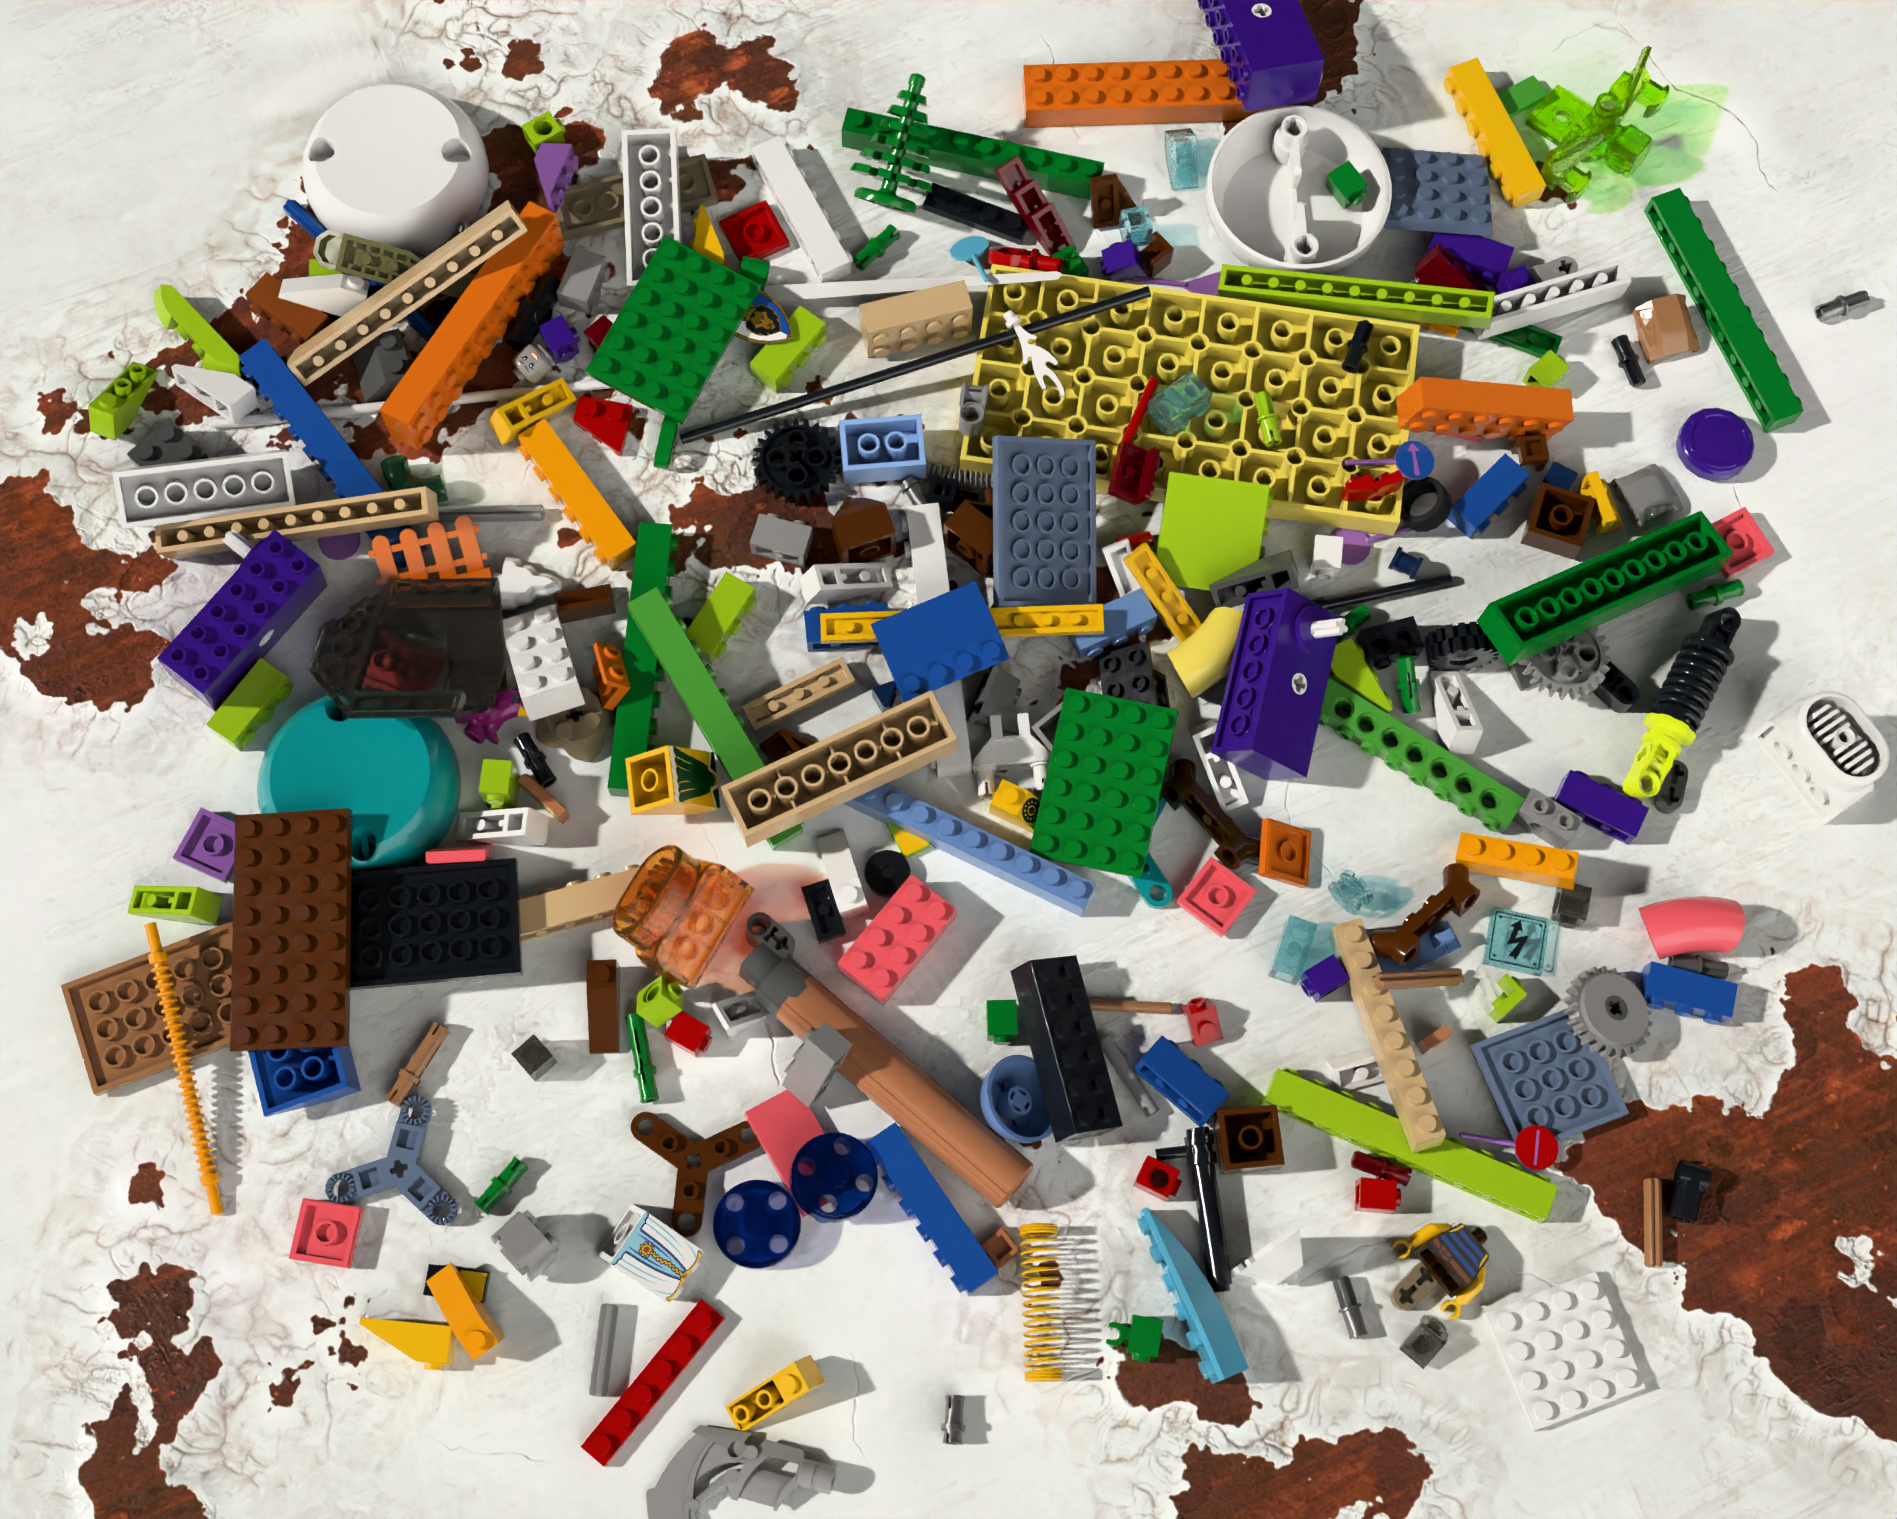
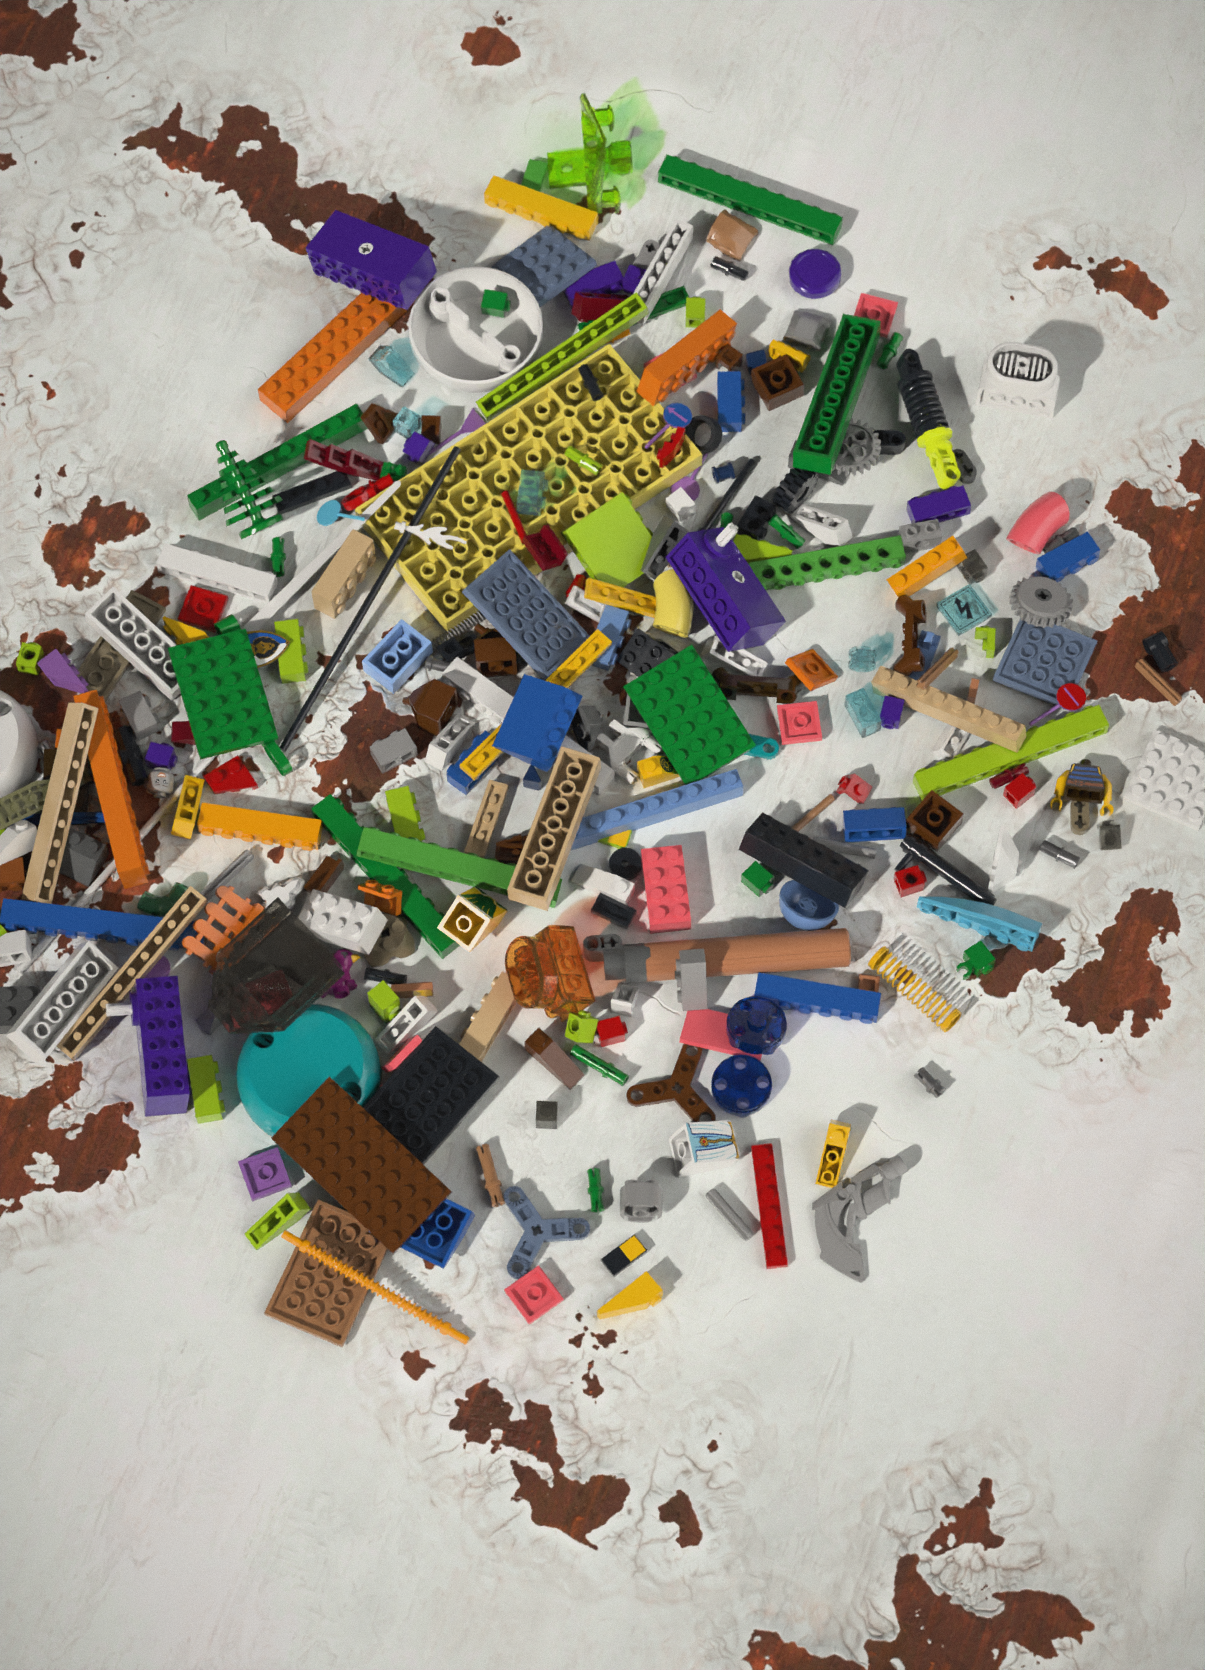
camera: 40 degrees left, 5 degrees down
(464, 1312) = (644, 1260): light orange slope -> none
(814, 445) = (357, 720): black gear -> none
(972, 404) = (424, 588): light grey piece -> none
(1841, 305) = (806, 145): flat silver axle -> none

